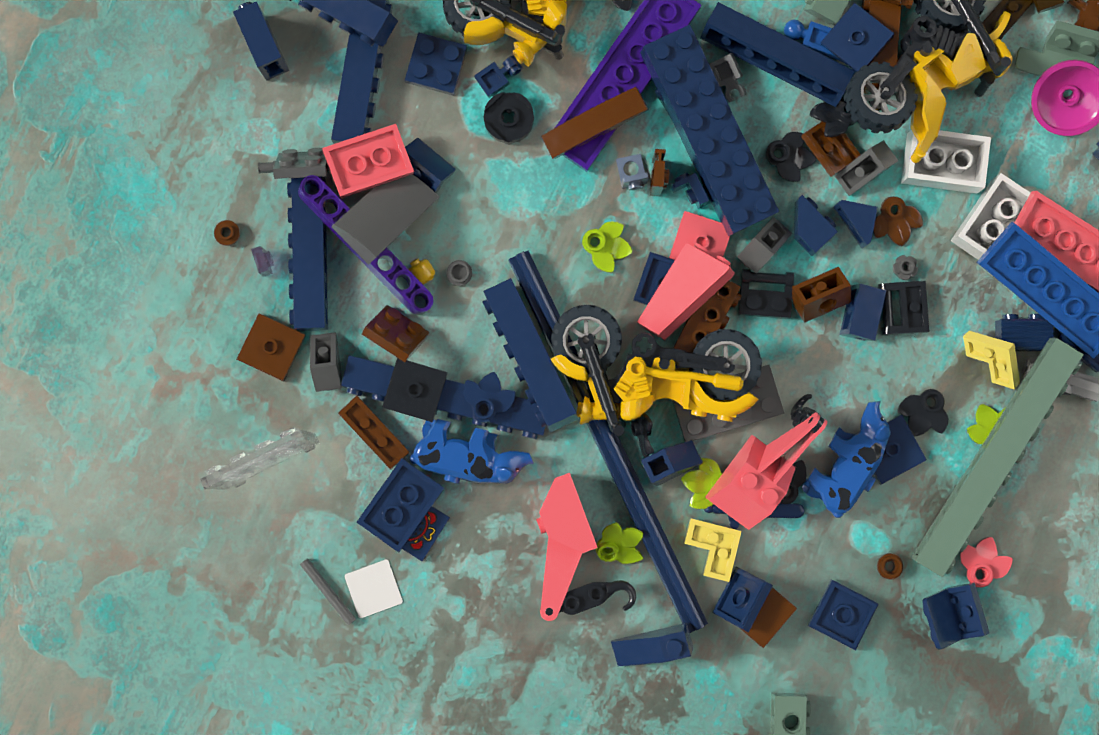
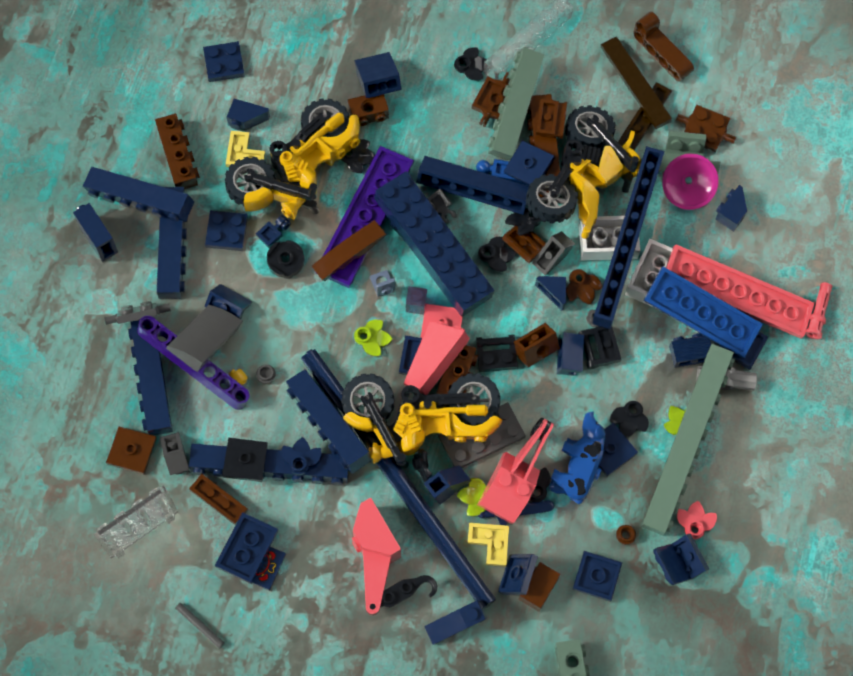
camera: 10 degrees left, 15 degrees down
(232, 238) = (87, 378): reddish brown plate -> none
(263, 260) = (117, 387): clear purple plate -> none
(368, 160) = (186, 301): coral plate -> none
(373, 588) = (234, 618): white sticker -> none
(395, 333) = (224, 422): reddish brown plate -> none
(466, 460) = (293, 506): blue animal -> none
(620, 544) = (420, 548): lime plate -> none
(659, 174) = (402, 278): reddish brown plate -> none
(672, 205) = (416, 300): none -> clear purple brick
(695, 191) = (428, 283): dark blue bracket -> none
(764, 245) = (488, 318): dark grey slope -> none
(810, 227) = (521, 301): dark blue slope -> none
(974, 169) = (628, 238): none -> dark blue brick
(999, 355) = (675, 366): light yellow plate -> none

